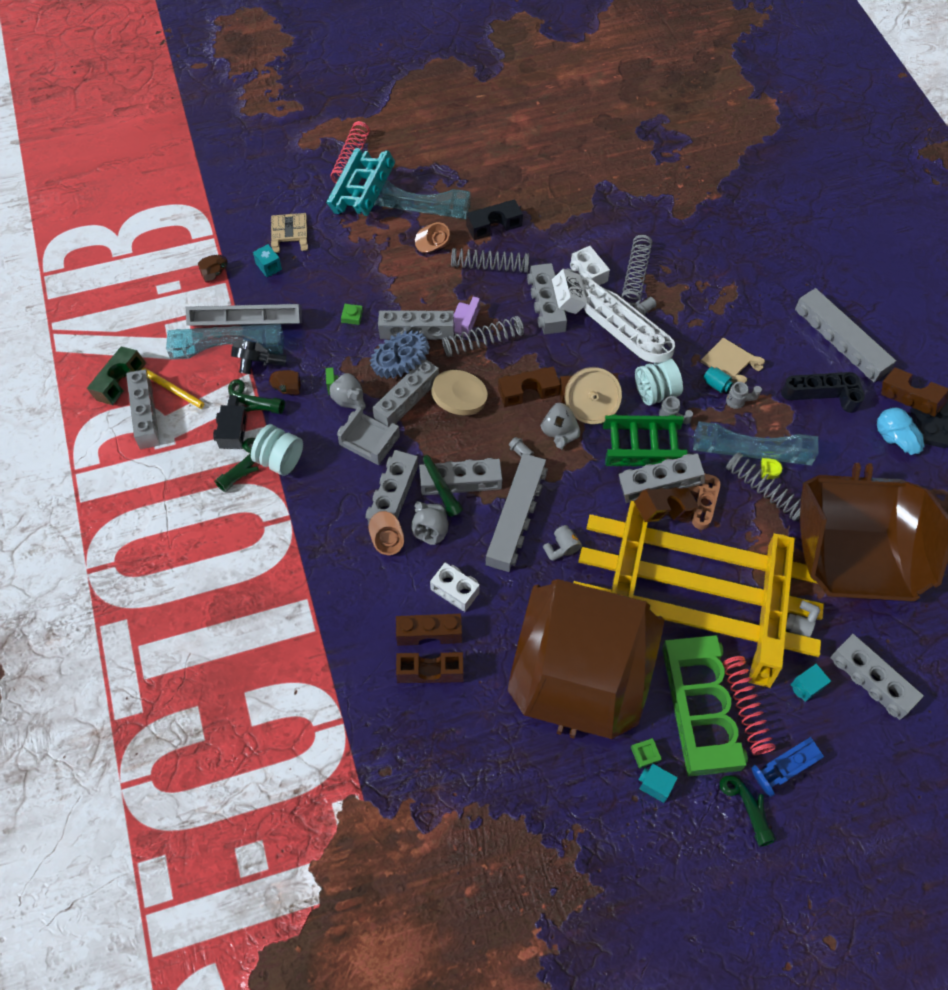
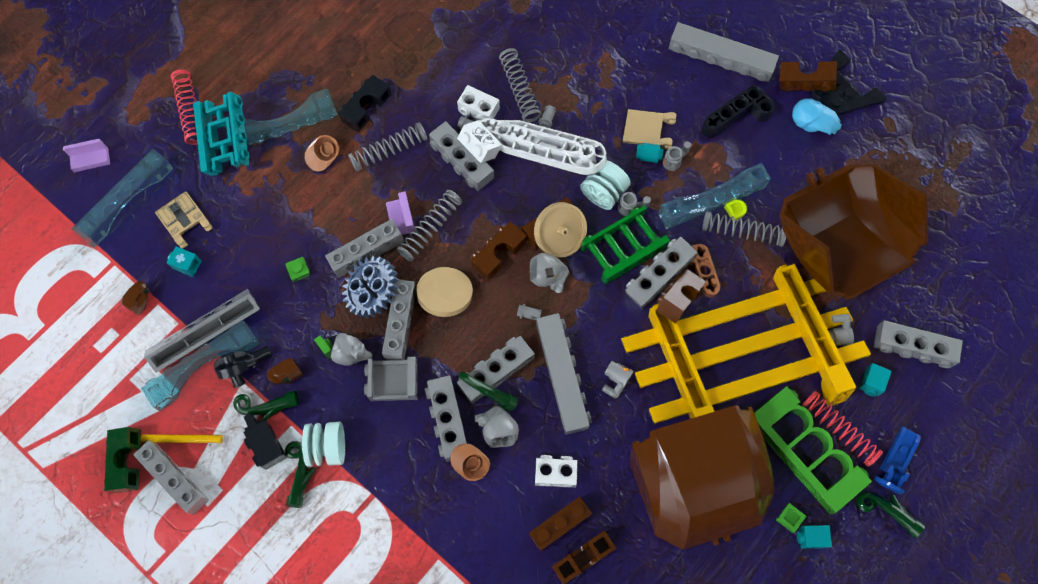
camera: 30 degrees left, 10 degrees up
(222, 198) = (98, 220): none -> clear light blue arch
(250, 149) = (87, 155): none -> lavender panel

